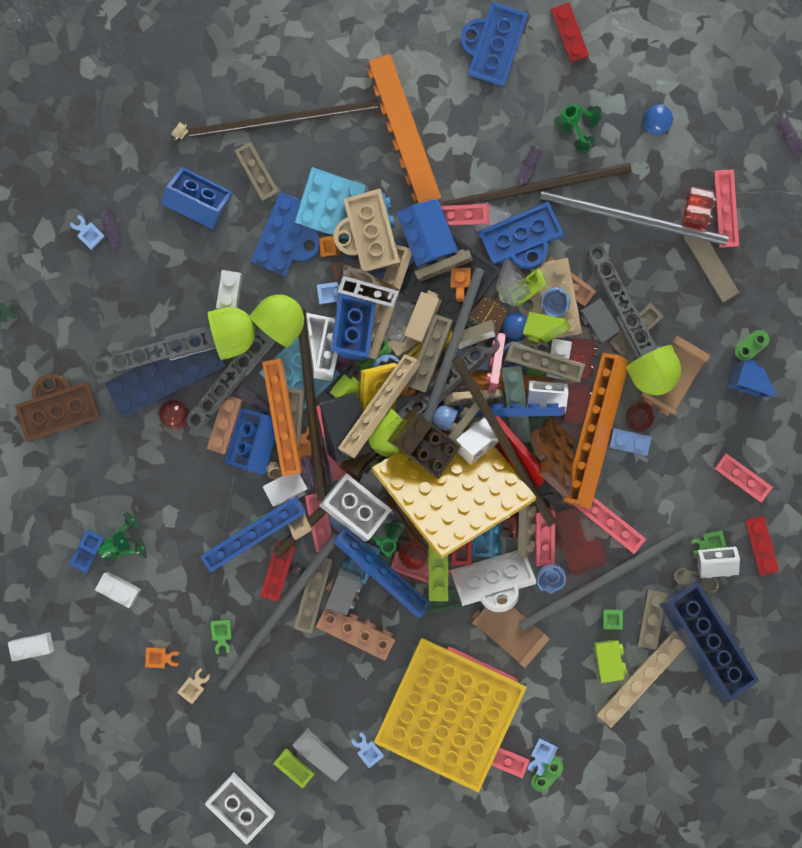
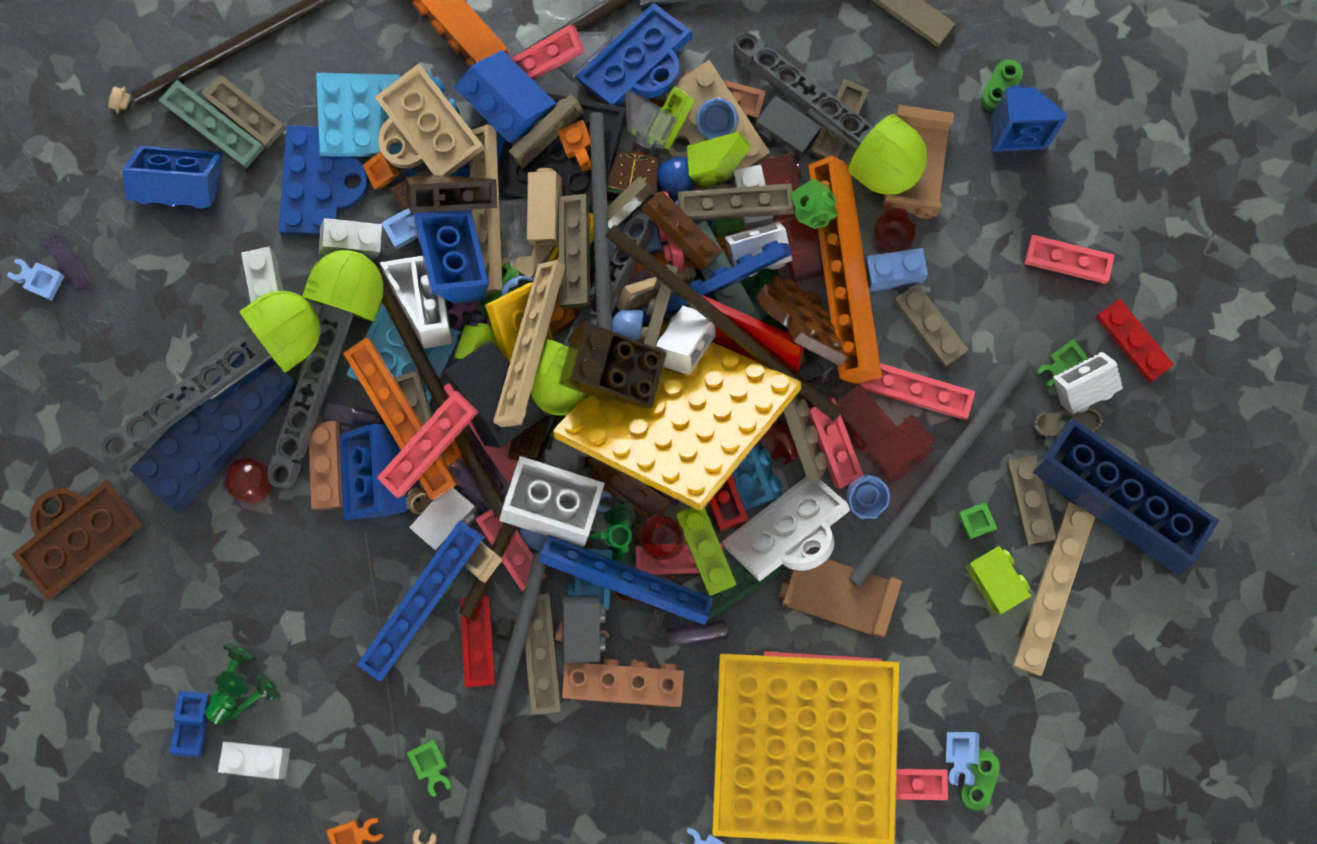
camera: 25 degrees left, 10 degrees down
(232, 171) = (211, 124): none -> sand green plate
(292, 444) = (427, 444): none -> coral plate
(293, 286) = (351, 236): none -> white brick
(411, 619) = (697, 633): none -> clear purple pin
(503, 369) = (682, 230): none -> reddish brown plate
(593, 384) = (814, 204): none -> bright green brick
(637, 484) = (930, 325): none -> dark tan plate

